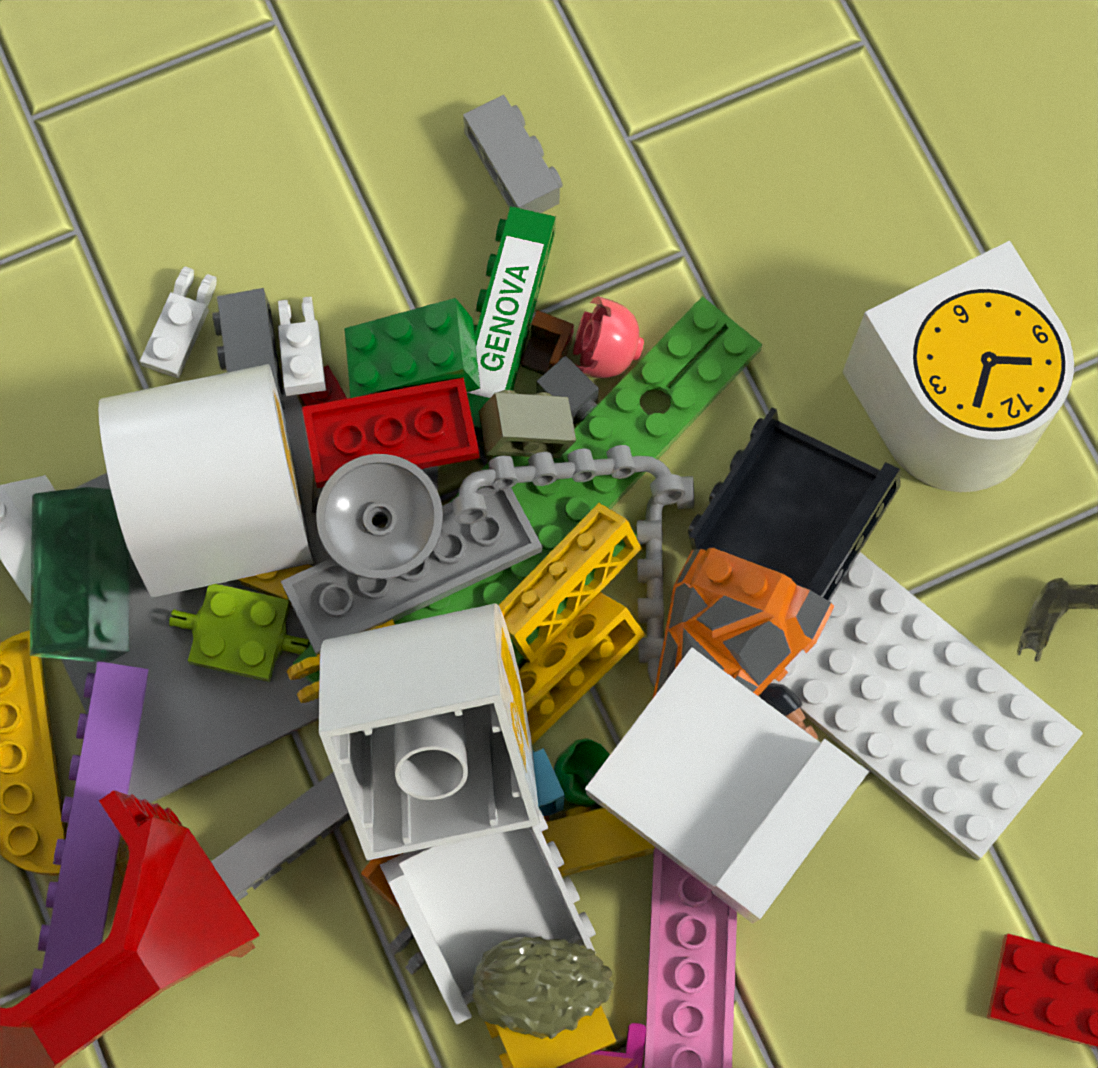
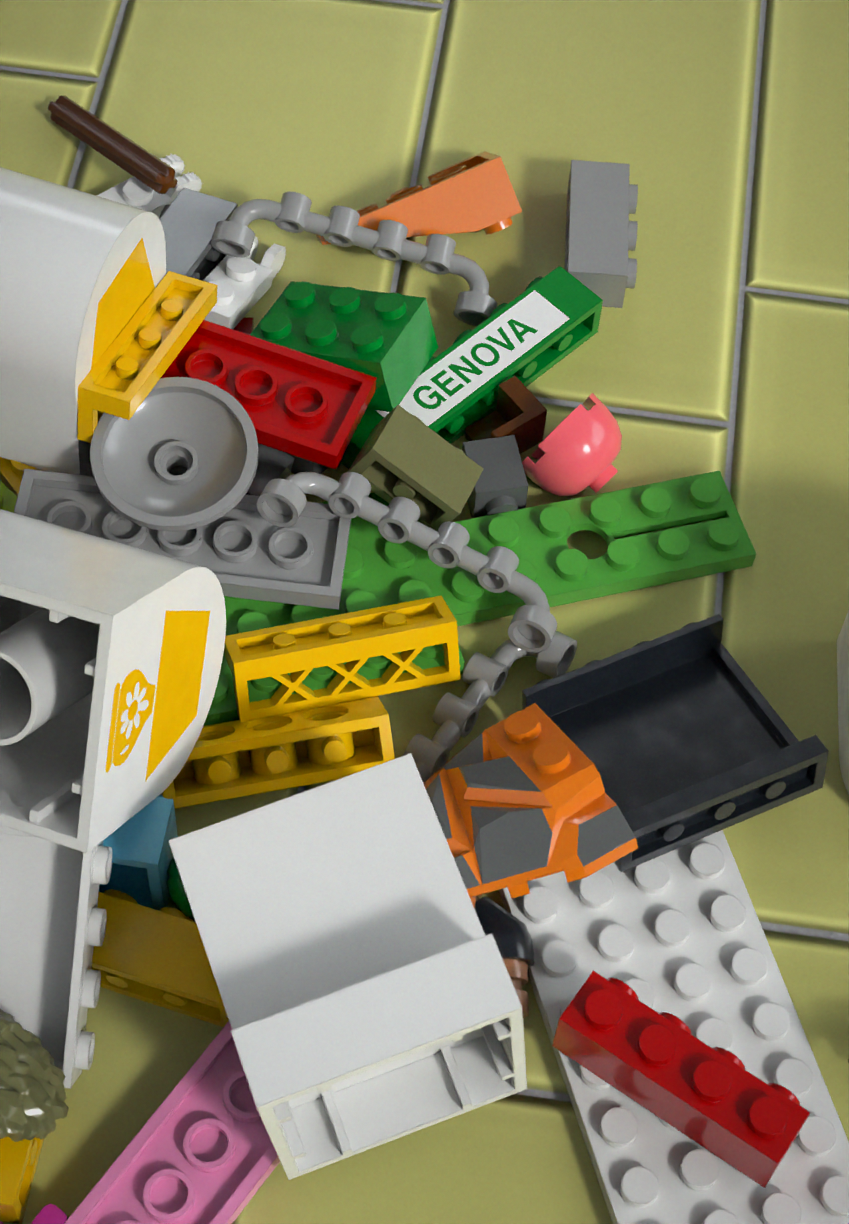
camera: 30 degrees right, 15 degrees down
(136, 287) = (113, 145): none -> reddish brown axle
(310, 453) = (143, 350): none -> yellow fence
(350, 265) = (342, 230): none -> light grey bar
(400, 191) = (460, 200): none -> orange wedge
(934, 725) = (680, 1077): none -> red brick

